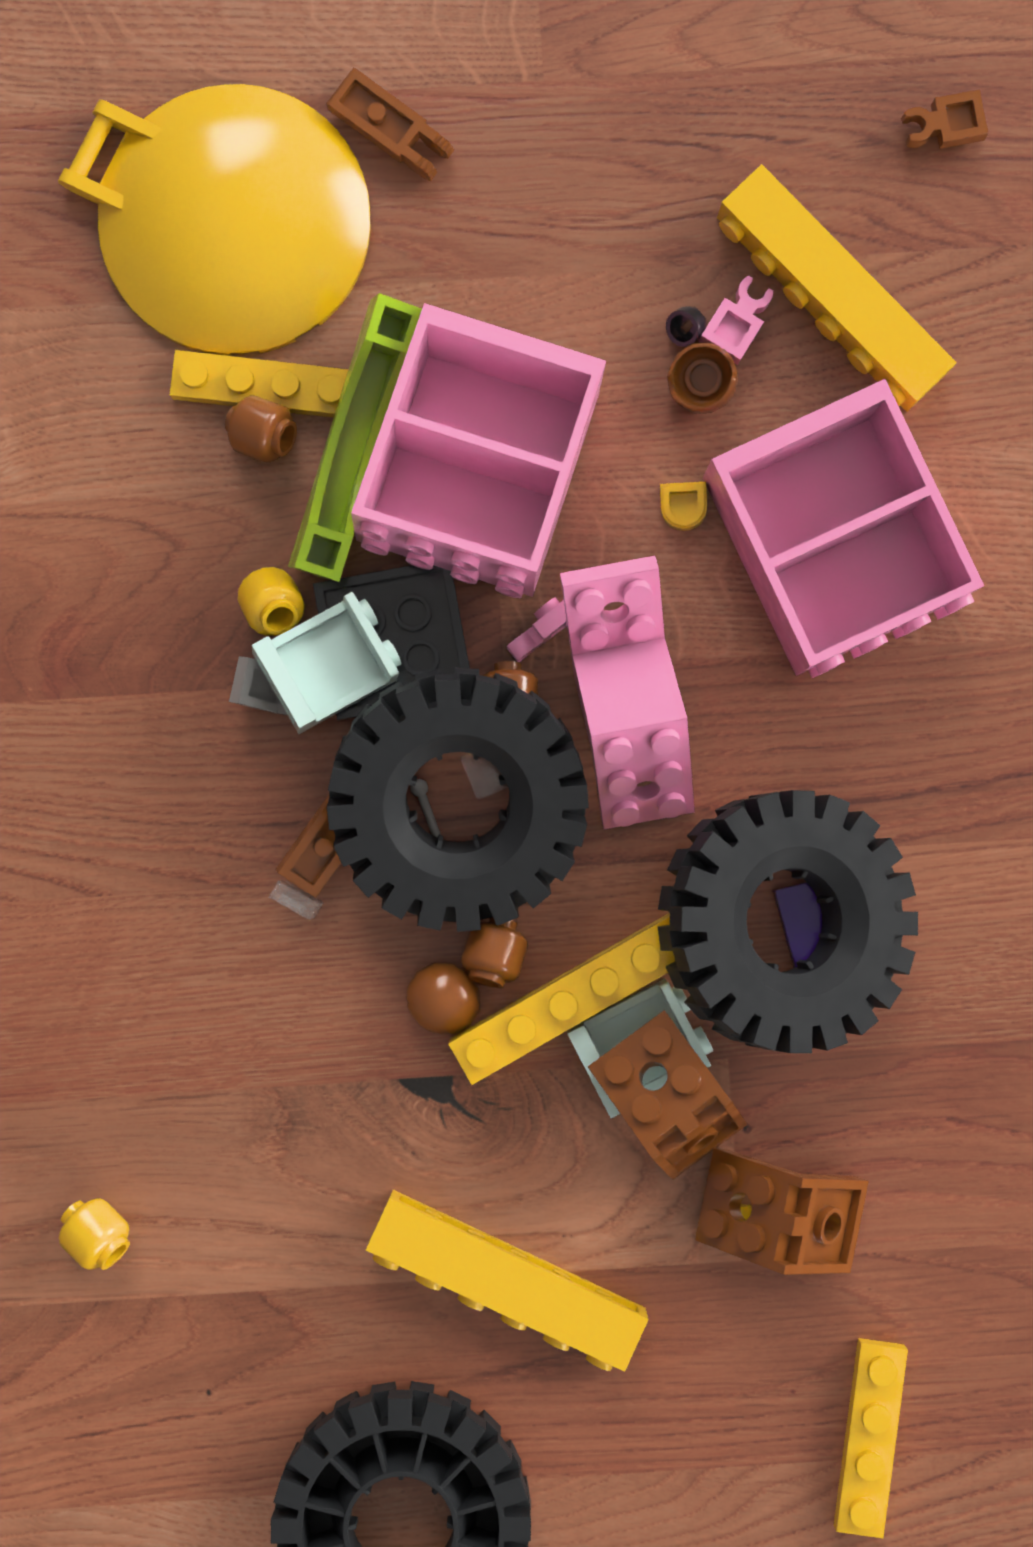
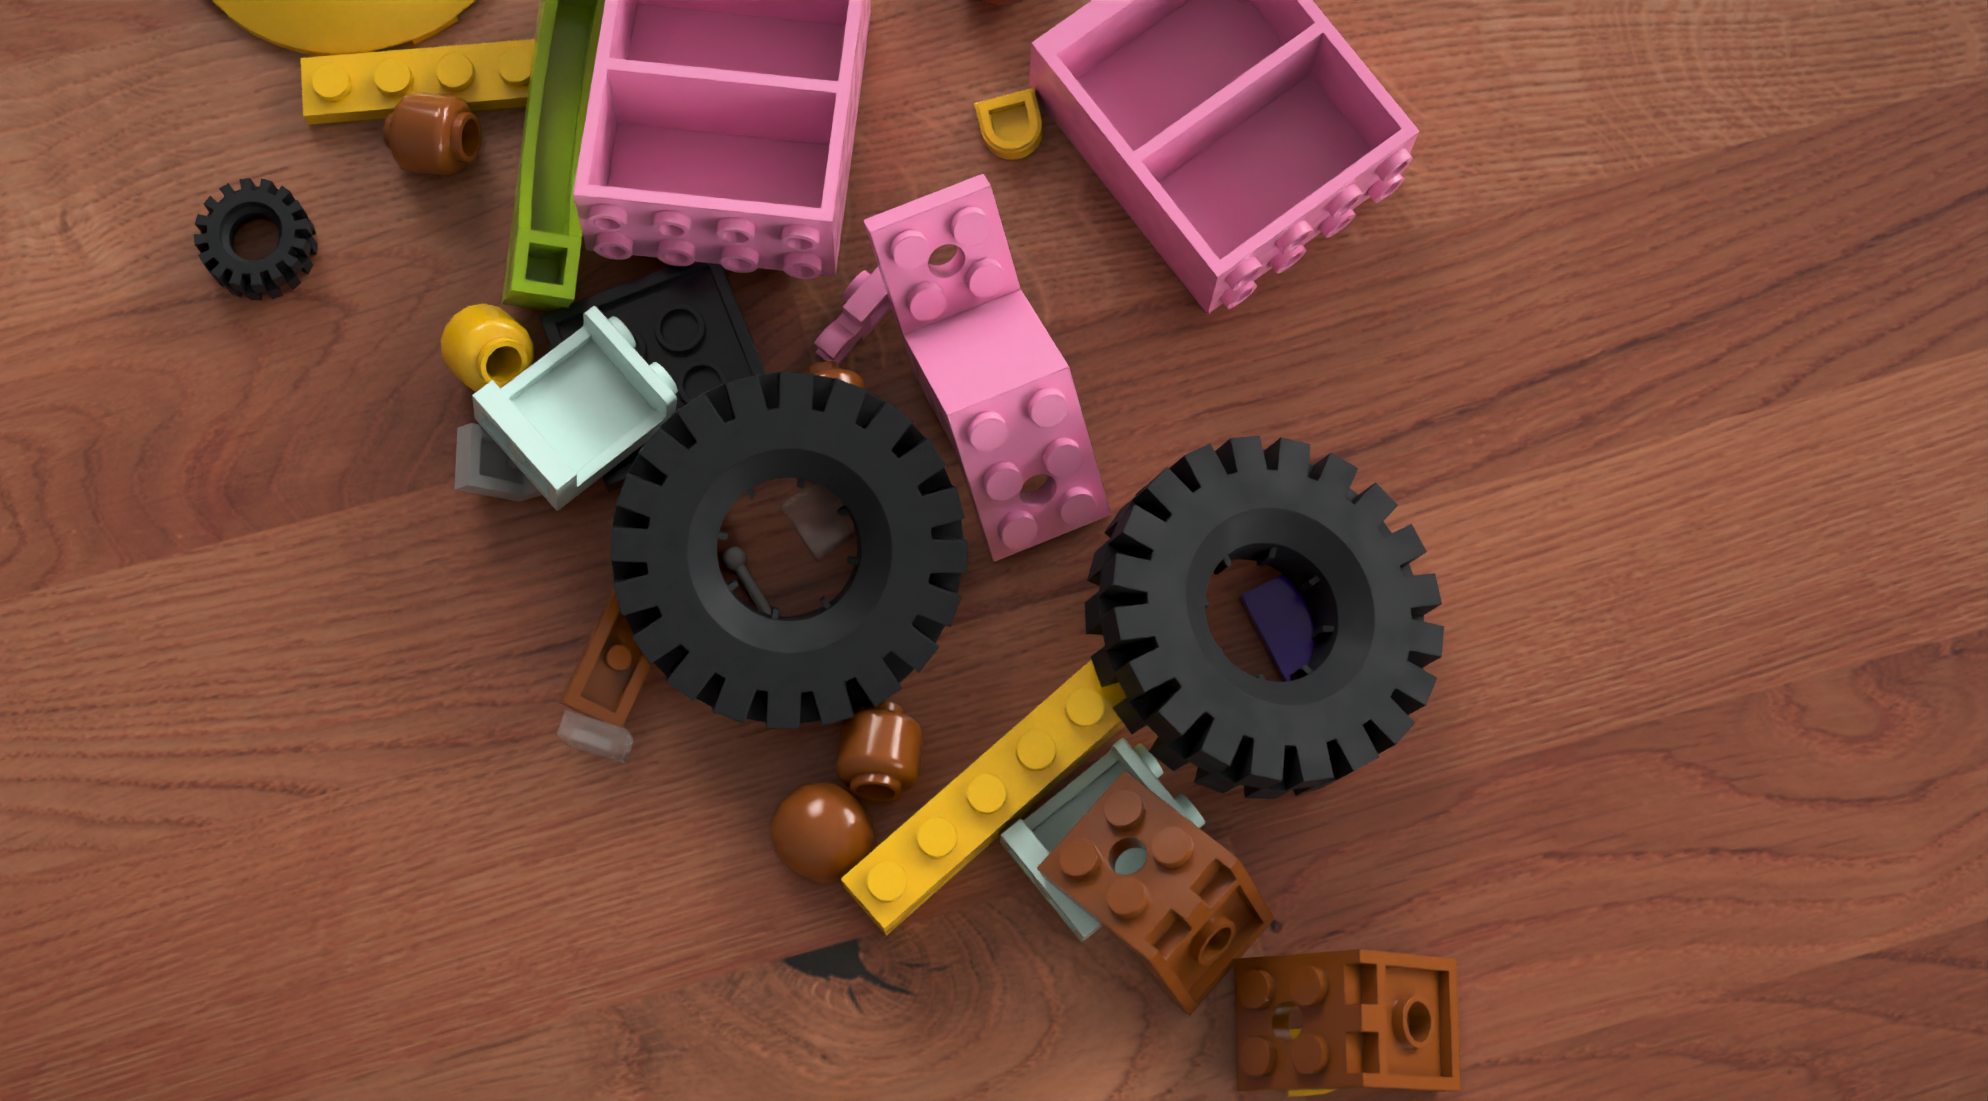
camera: 20 degrees left, 10 degrees down
(100, 462) = (235, 210): none -> black tyre

